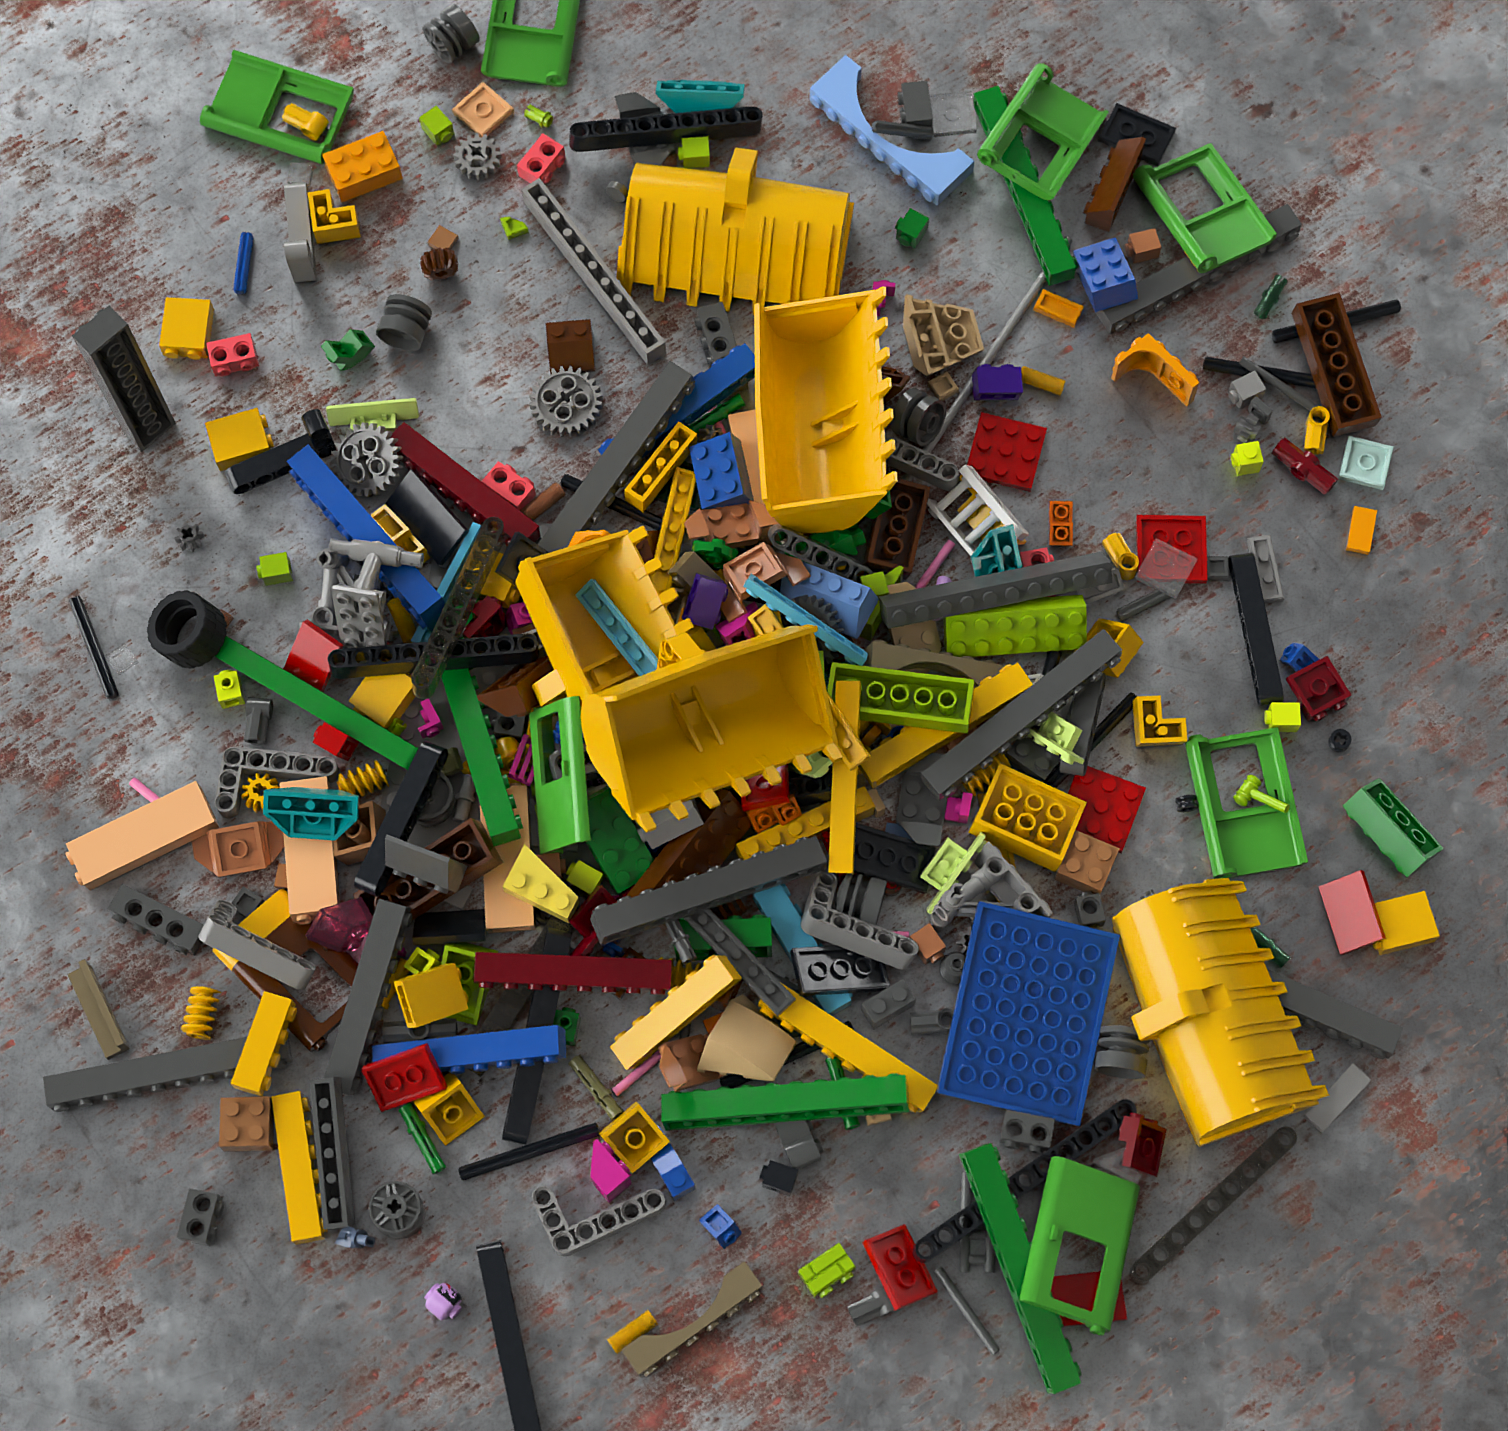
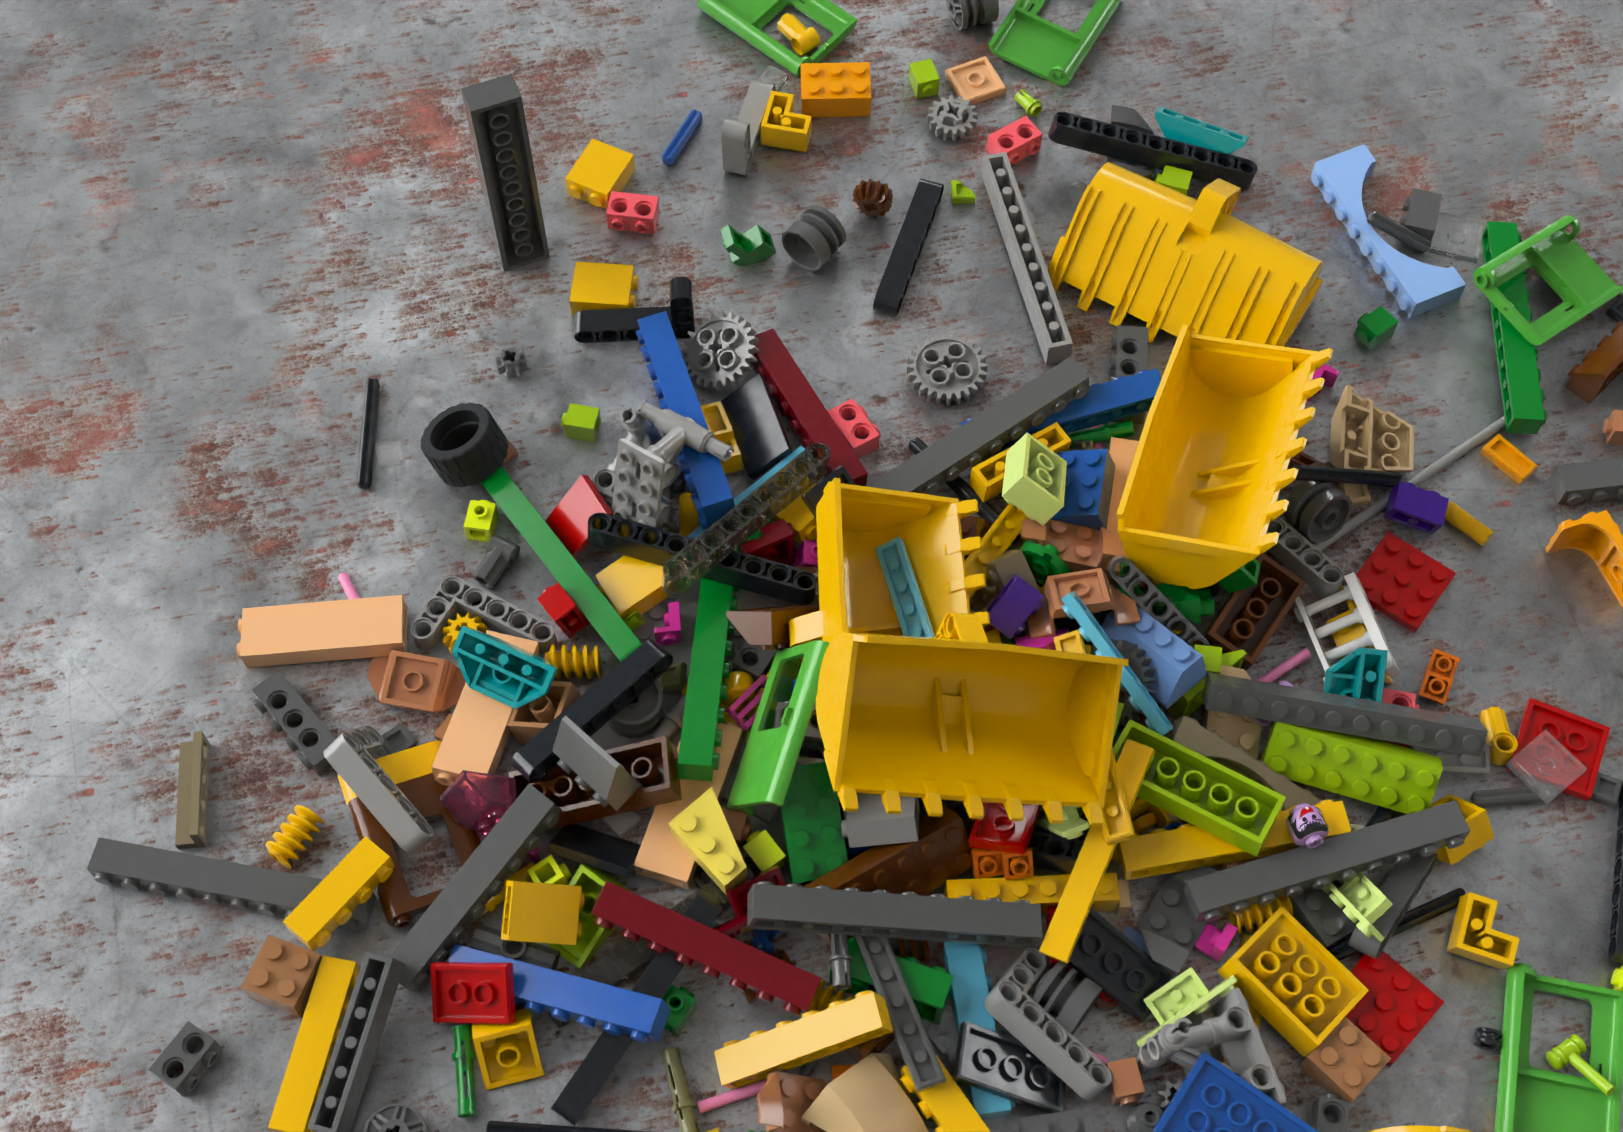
camera: 20 degrees right, 10 degrees down
(379, 412) = (758, 314): yellowish green bracket -> none
(442, 238) = (889, 177): medium nougat tile -> none
(488, 298) = (908, 247): none -> black beam
(543, 500) = (883, 455): nougat piece -> none
(570, 345) = (974, 316): reddish brown slope -> none
(681, 483) = (1034, 479): none -> yellowish green brick
(932, 380) = (1348, 476): none -> black axle
(997, 694) = (1307, 825): none -> head
(1105, 274) = (1575, 439): blue brick -> none

